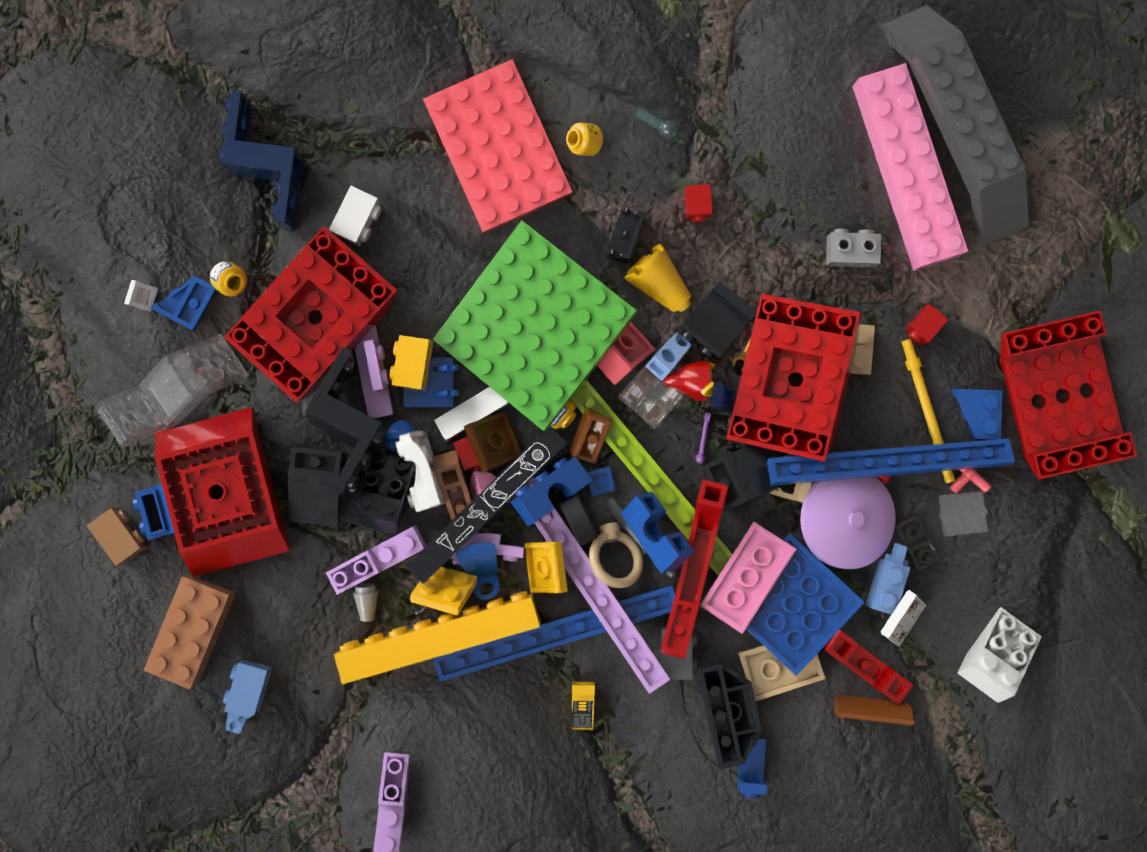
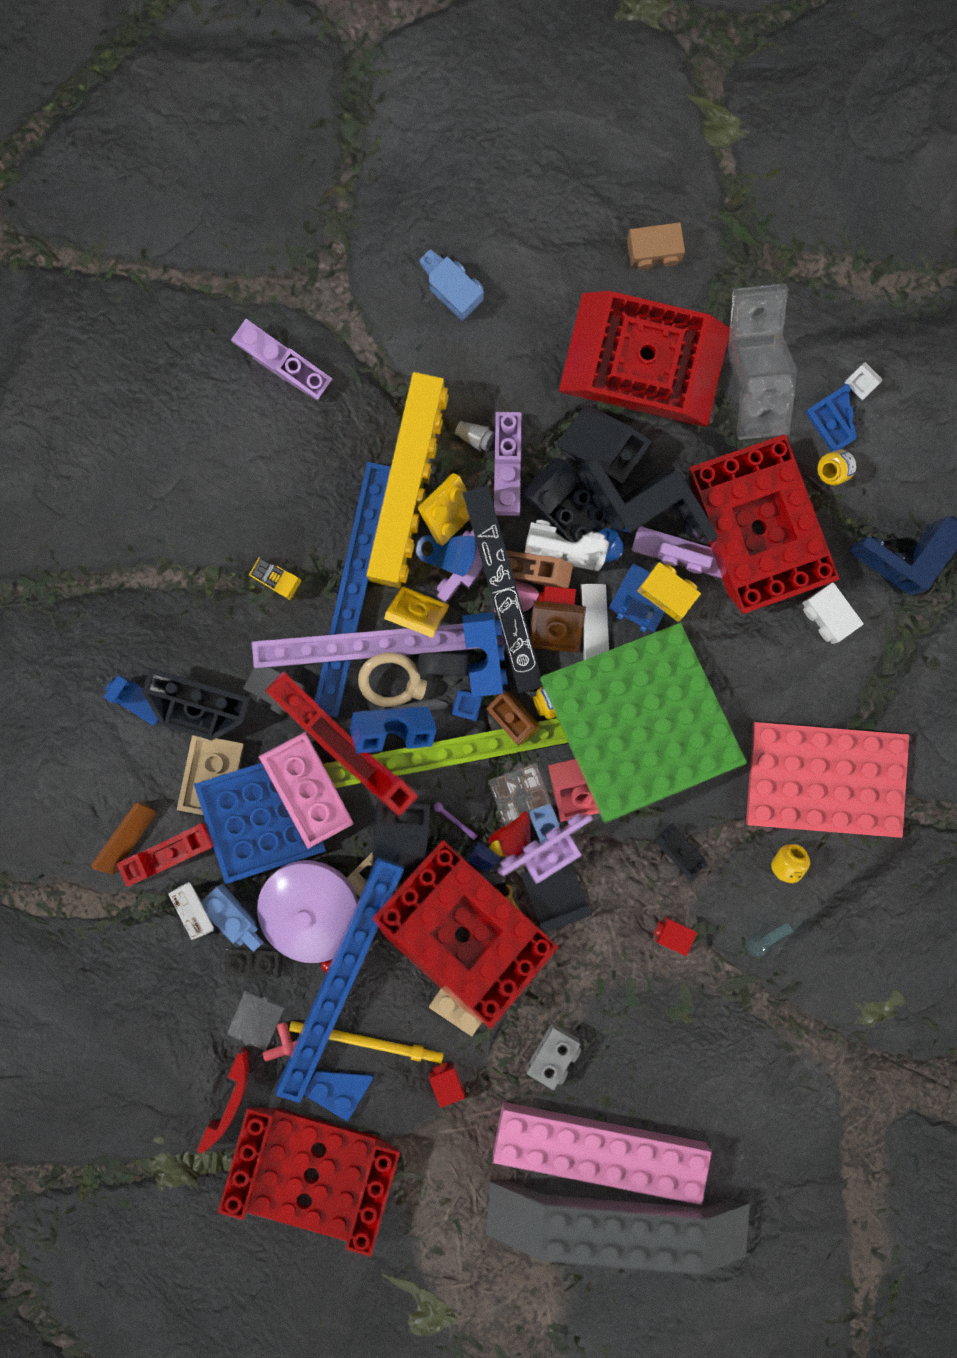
camera: 115 degrees right, 0 degrees up
(141, 505) = (671, 281): blue window -> none
(189, 631) = (534, 264): nougat brick -> none
(660, 280) = (621, 860): yellow cone -> none
(689, 343) = (550, 854): none -> lavender bracket
(1000, 656) = (107, 981): white slope -> none
(1014, 501) = (239, 1073): none -> red slope

